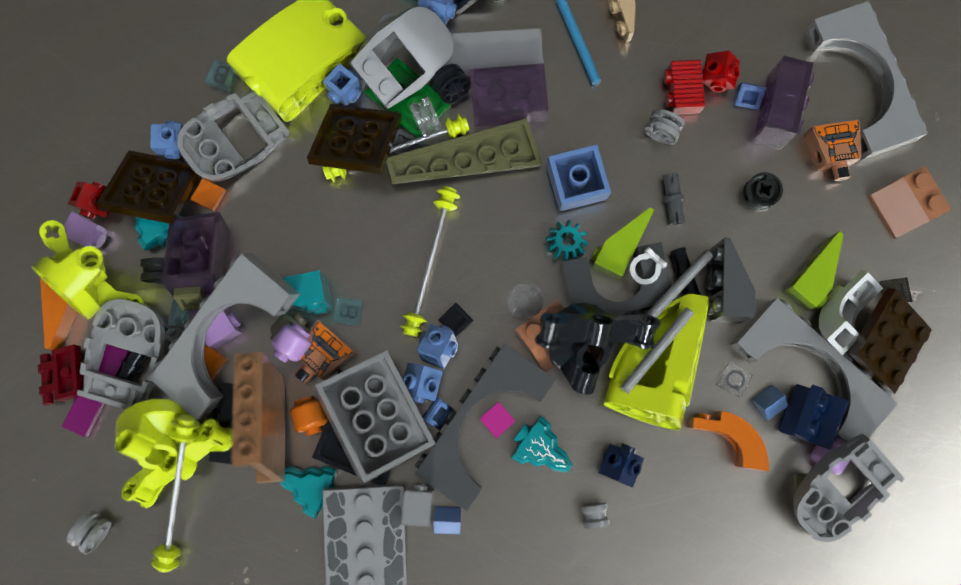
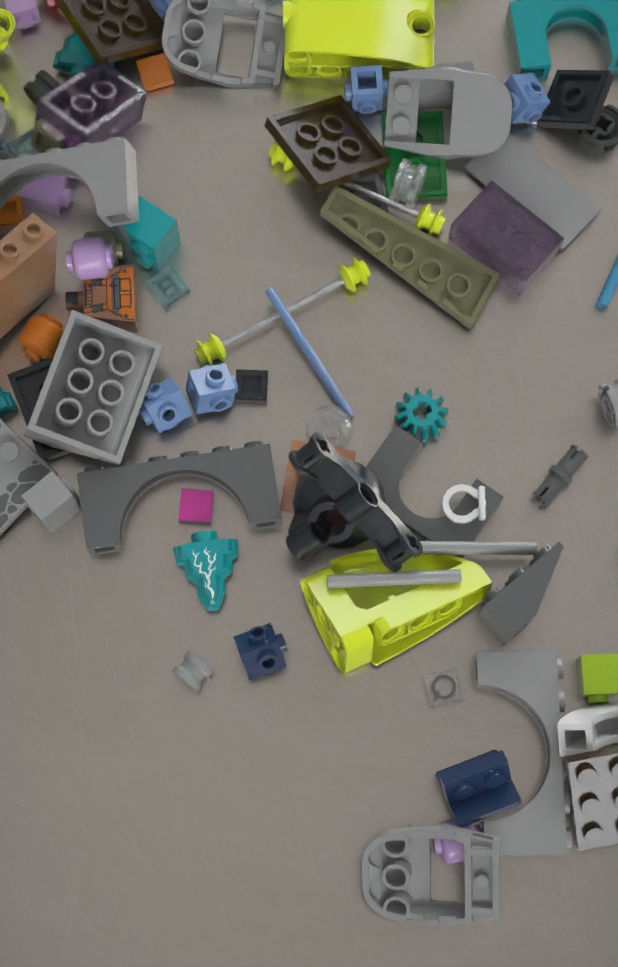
camera: 45 degrees right, 5 degrees down
(437, 413) = (150, 446): medium blue slope -> none
(447, 520) = (62, 545): medium blue slope -> none
(450, 82) = (463, 175): black wheel -> none
(468, 268) = (308, 351): none -> medium blue axle
(578, 178) = (488, 368): medium blue brick -> none
(618, 249) = (464, 465): lime slope -> none
(681, 264) = (508, 533): black pin -> none
(746, 441) = (396, 732): orange arch -> none
(770, 402) = (454, 741): medium blue slope -> none

